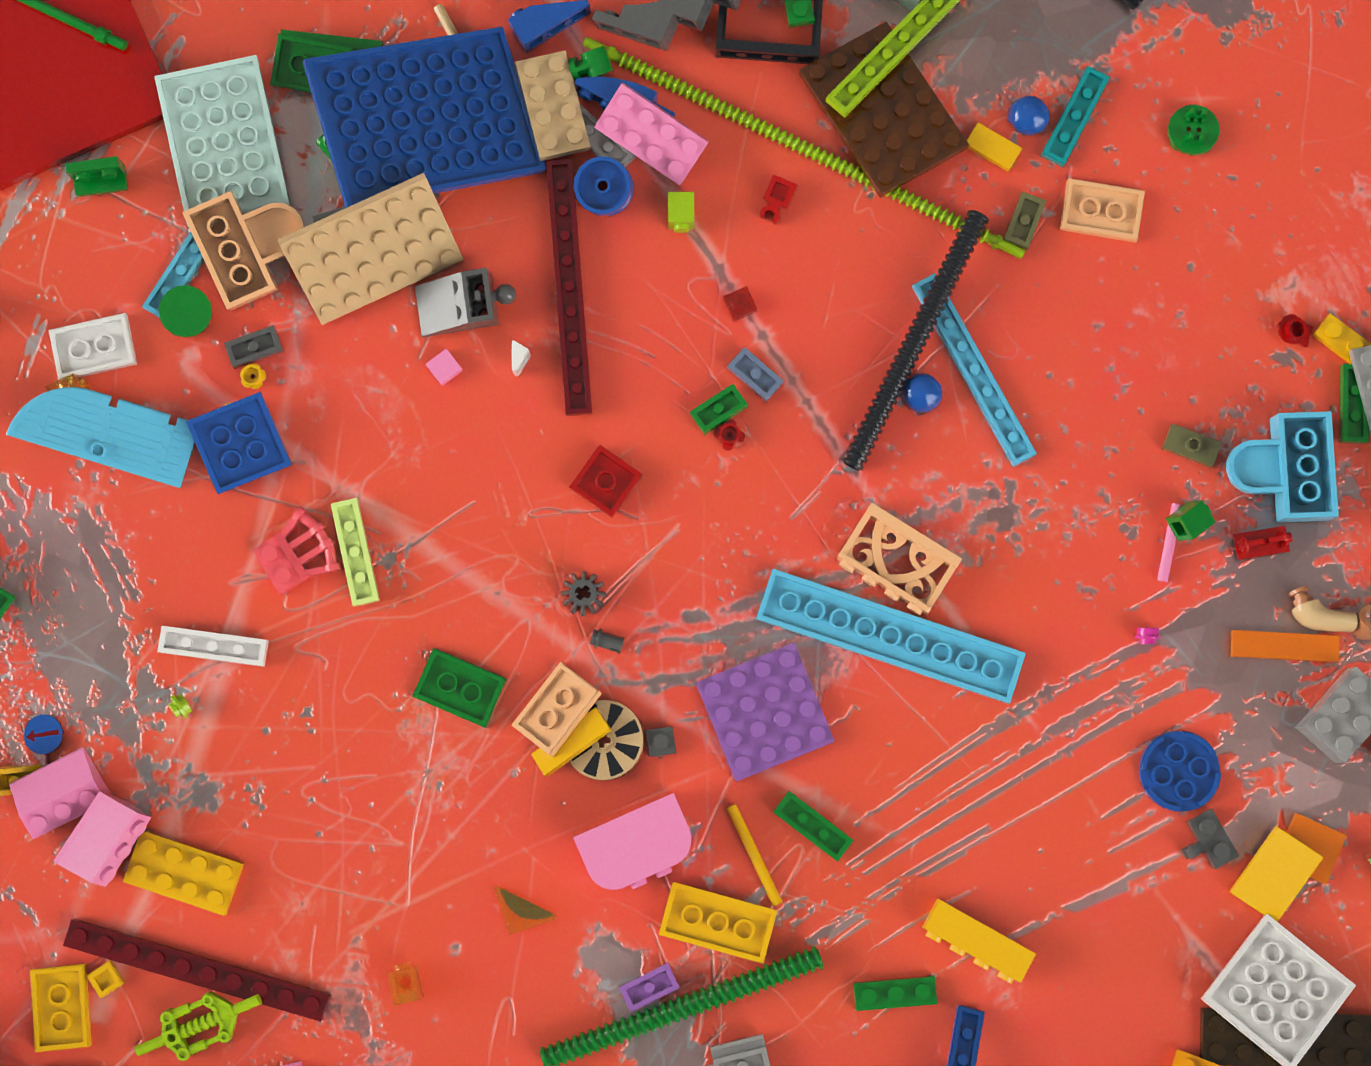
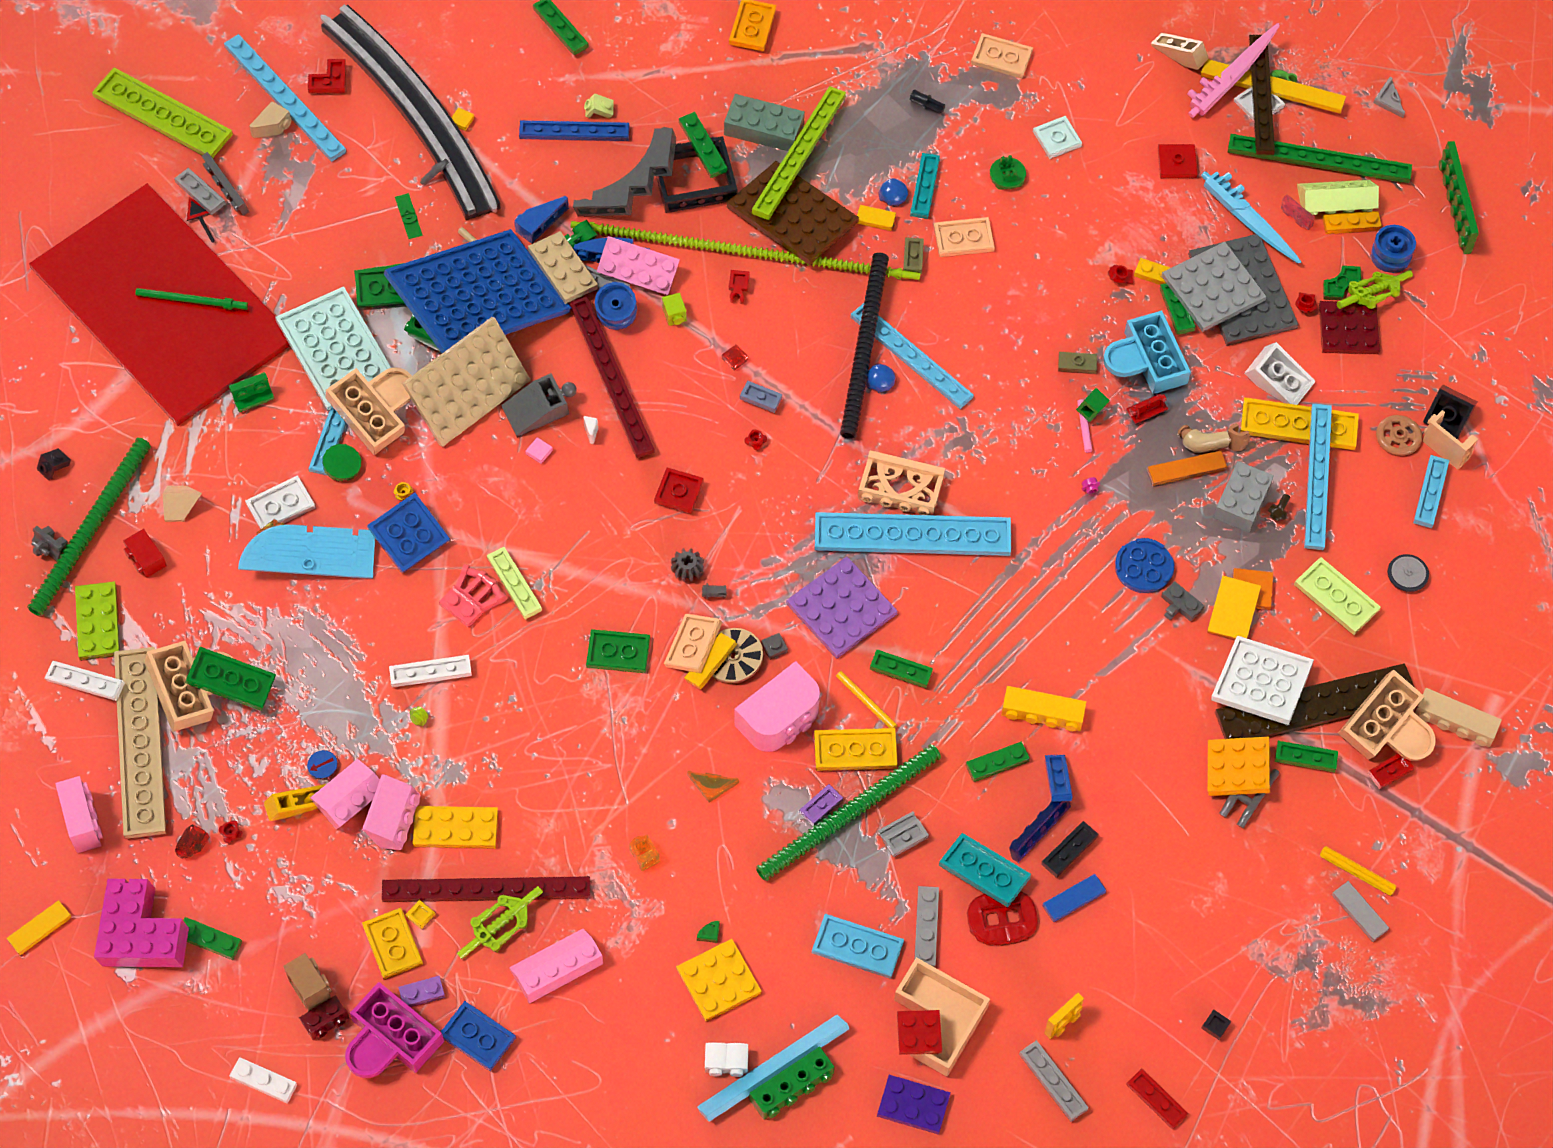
camera: 20 degrees left, 20 degrees down
(253, 347) = (398, 472): dark grey plate -> none
(718, 409) = (743, 424): green plate -> none
(1279, 92) = (1057, 137): none -> light aqua tile

